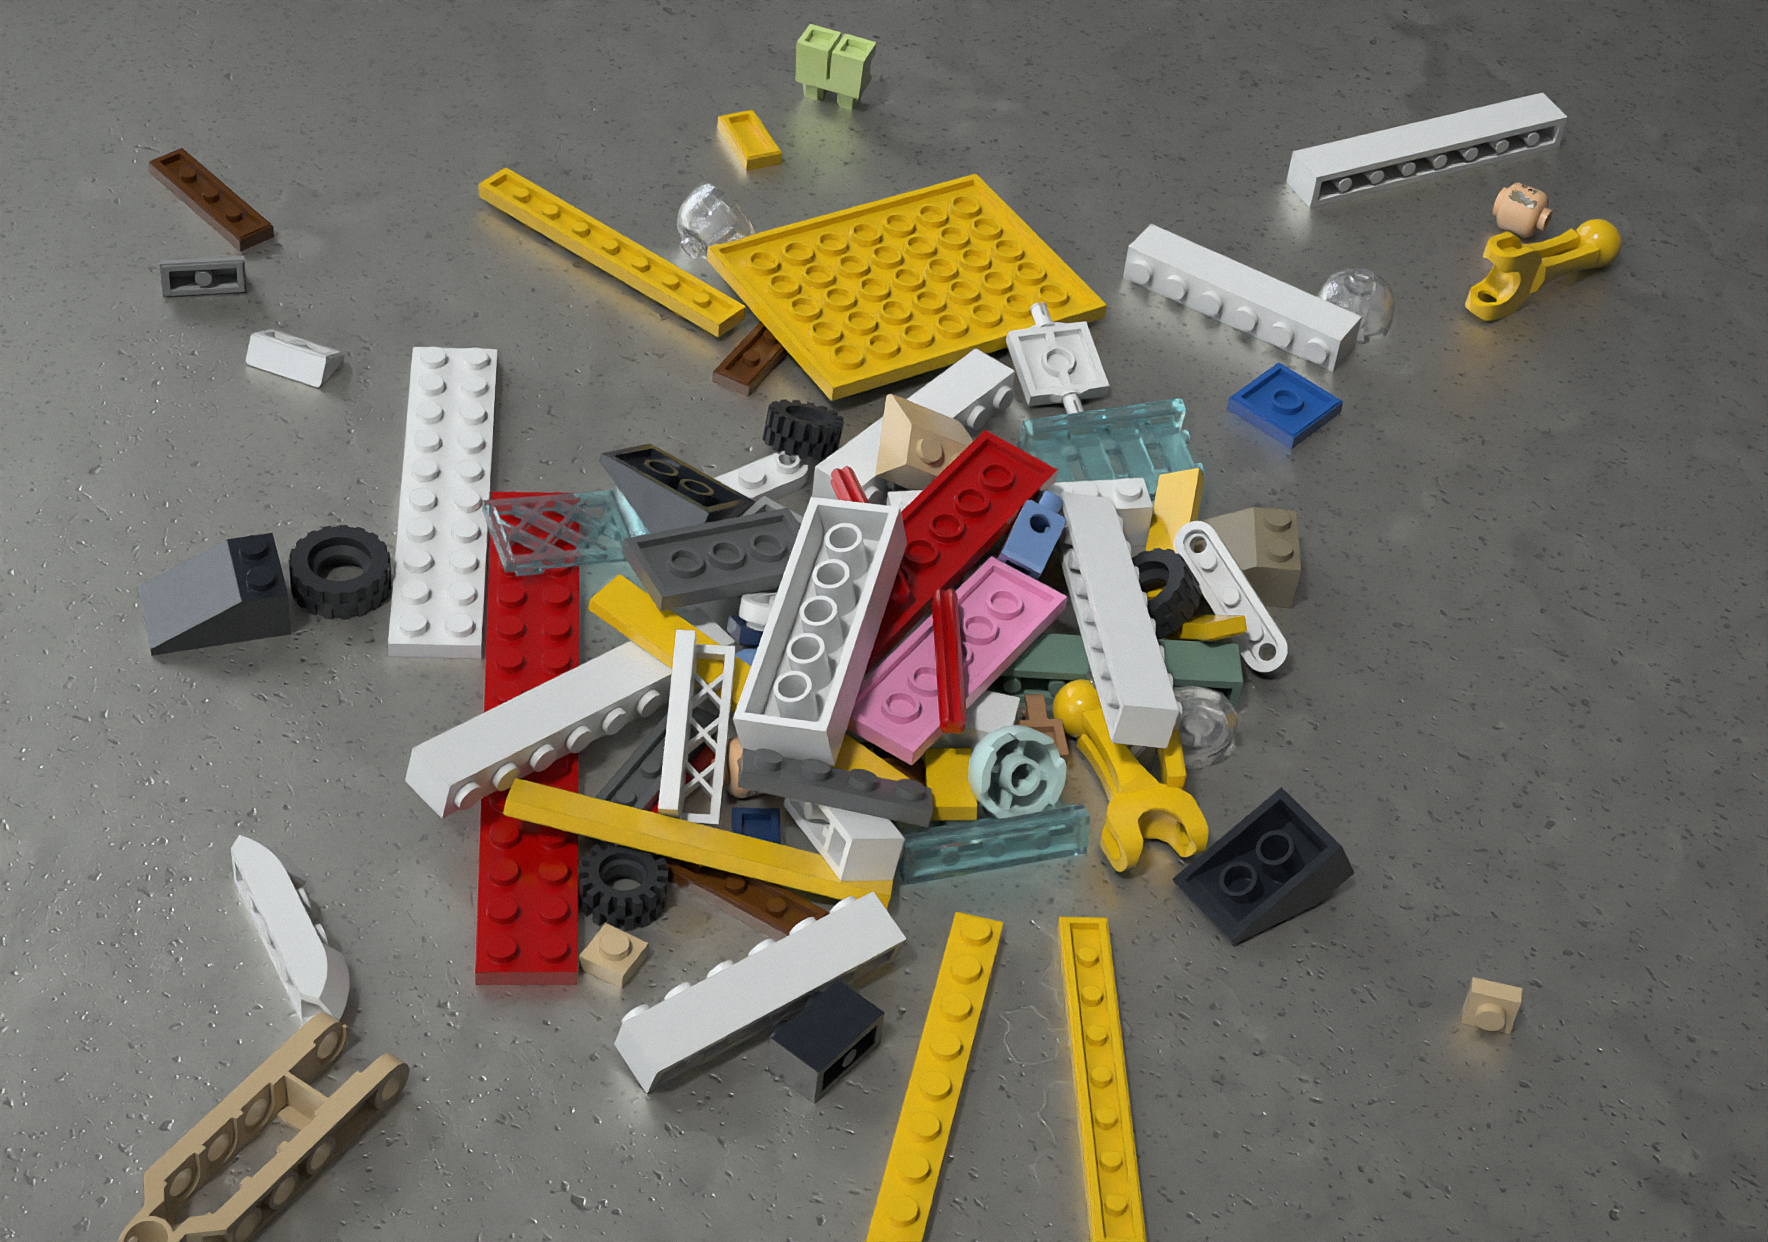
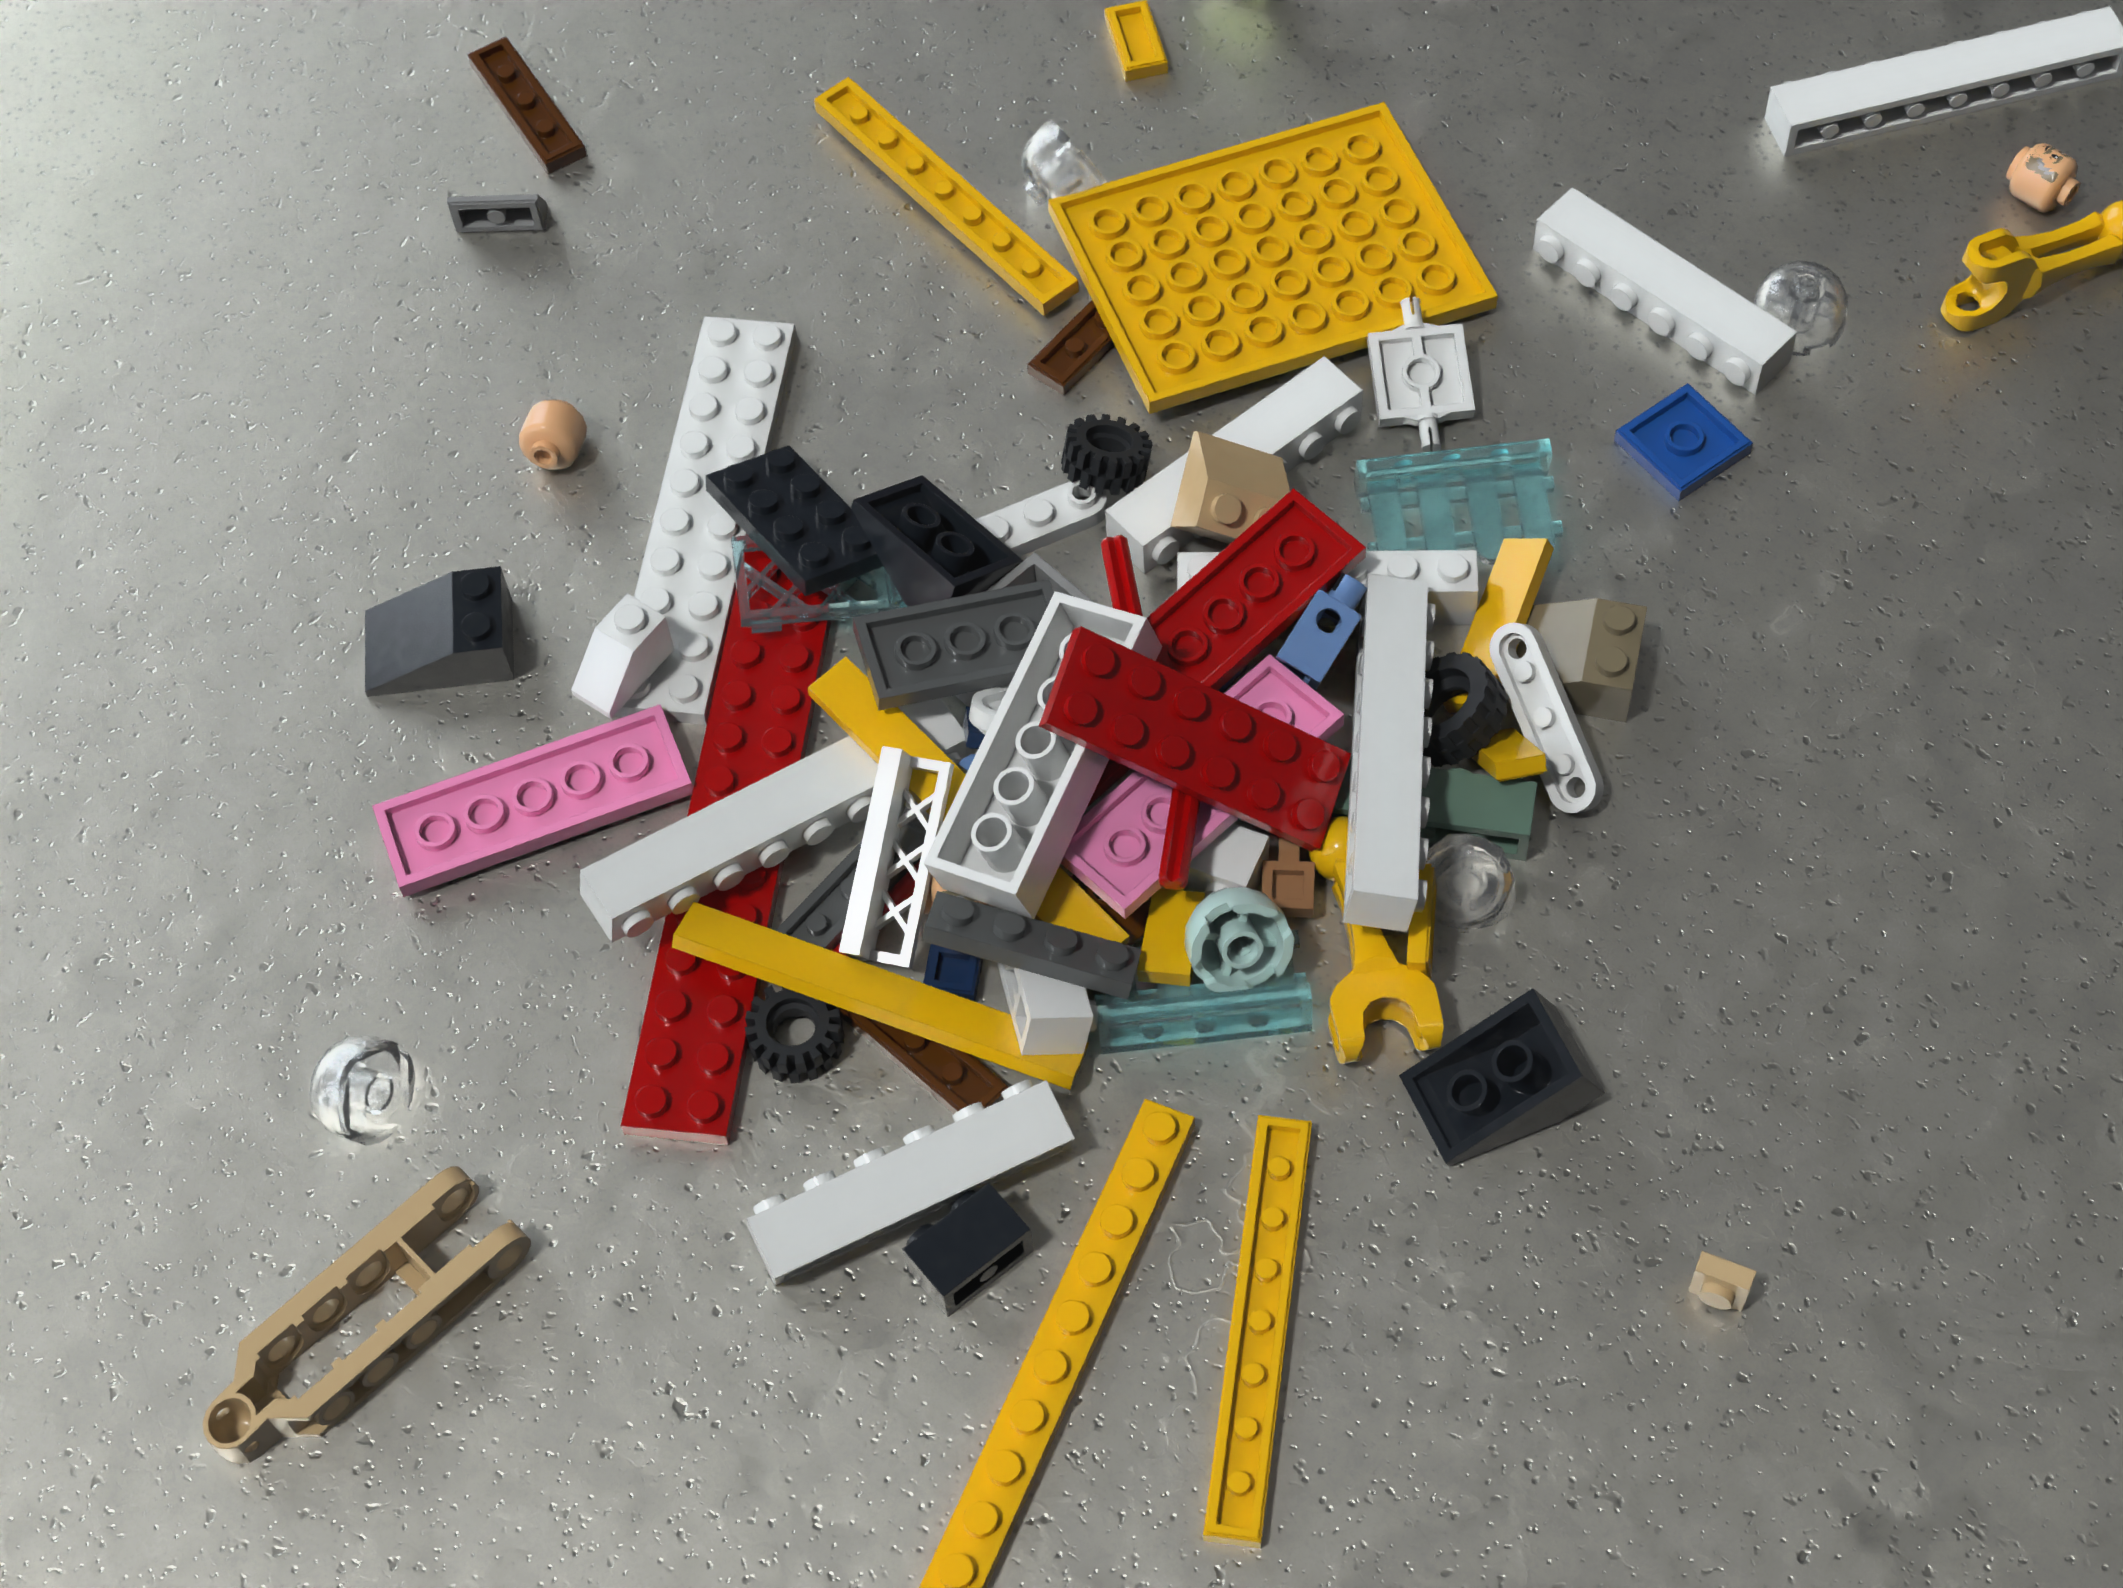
camera: 20 degrees right, 15 degrees up
(218, 956) = (360, 1088): none -> clear cylinder
(280, 909) = (431, 1003): white brick -> none
(292, 357) = (577, 320): white slope -> none
(292, 434) = (553, 432): none -> light nougat head
(331, 722) = (532, 800): none -> bright pink plate
(345, 597) = (558, 579): black tyre -> none
(402, 595) = (622, 655): none -> white slope
(541, 484) = (795, 519): none -> black plate
(613, 955) = (770, 1116): tan plate -> none
(954, 607) = (1195, 739): none -> red plate

